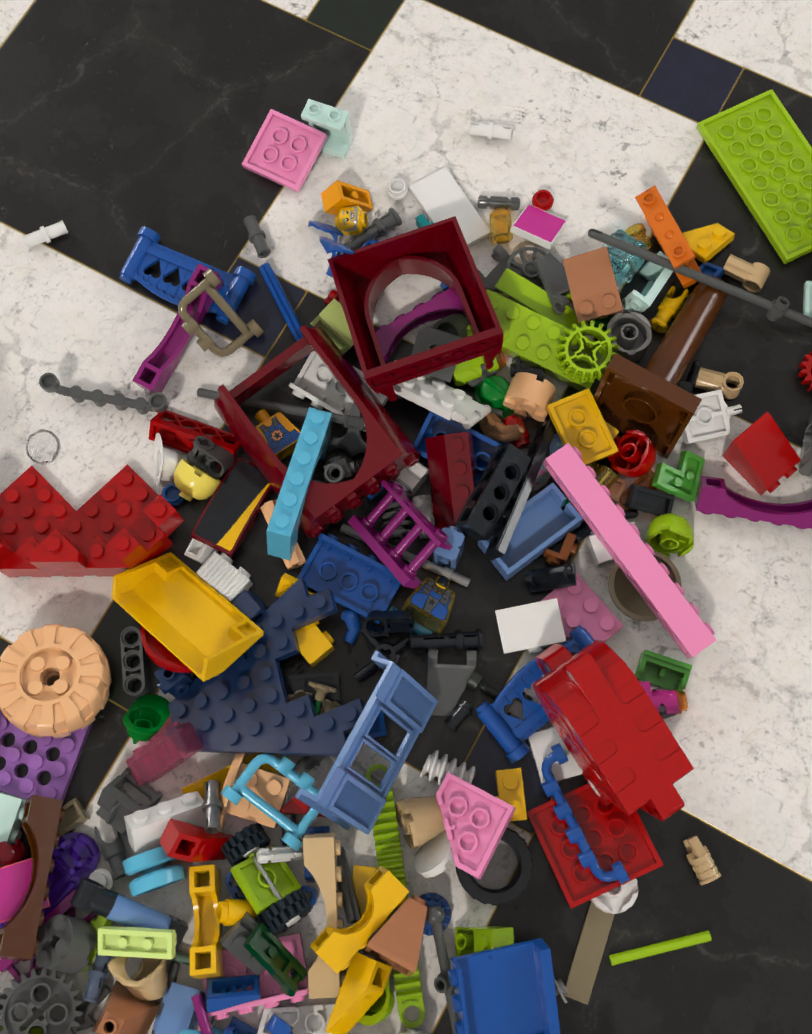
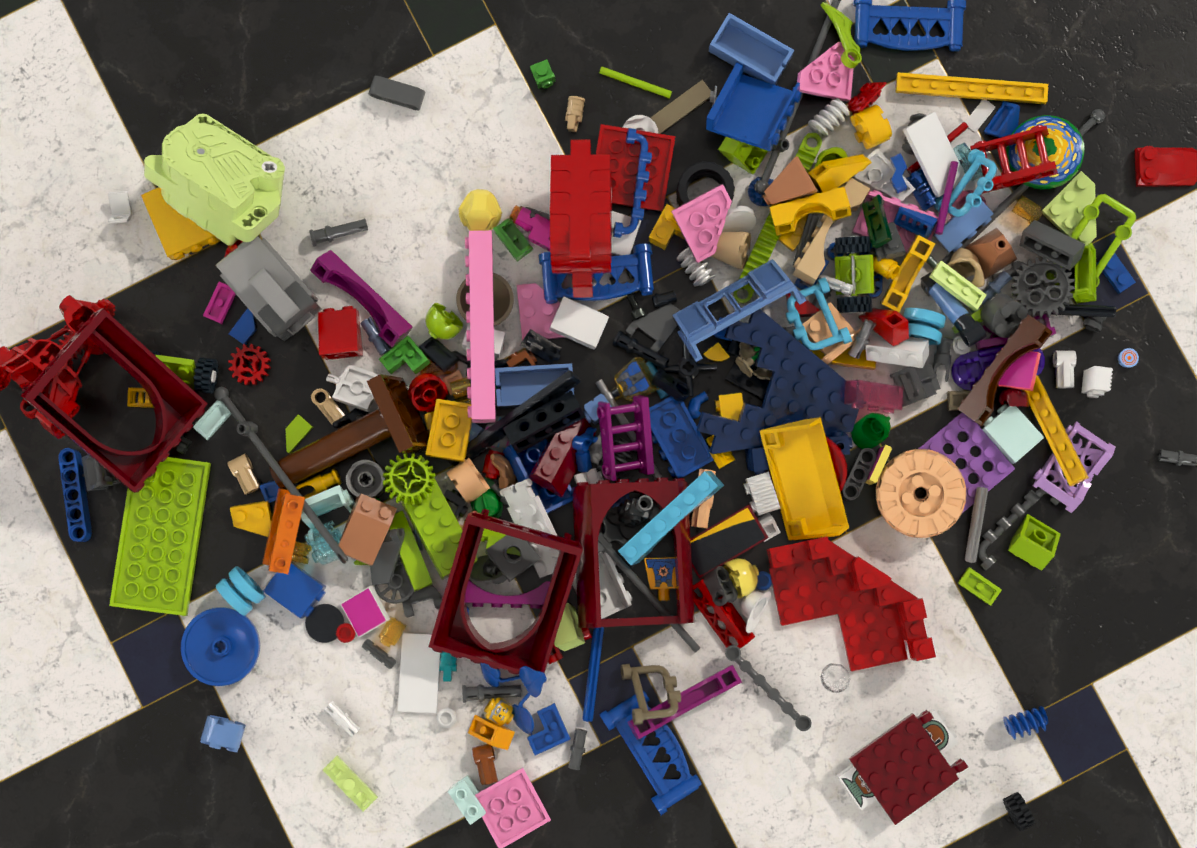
camera: 150 degrees left, 10 degrees up
(116, 694) = (881, 458): none -> light yellow tile
(289, 235) = (553, 733): none -> blue plate
(331, 170) = (484, 759): none -> dark orange piece
(363, 692) = (716, 353): none -> yellow tile
(439, 498) = (582, 444): none -> blue bar
(444, 88) = (350, 783): none -> yellowish green plate
(570, 198) = (324, 622): none -> black piece
(587, 50) = (222, 732): none -> medium blue brick
(615, 204) = (296, 590): none -> blue brick
(646, 116) = (220, 646): none -> blue dish
(666, 167) = (240, 591): none -> medium azure wheel
(718, 677) = (480, 211): none -> light yellow helmet
(727, 341) = (296, 432): none -> lime tile
(731, 481) = (374, 337): none -> sand blue pin
(768, 884) = (543, 74): none -> bright green bracket

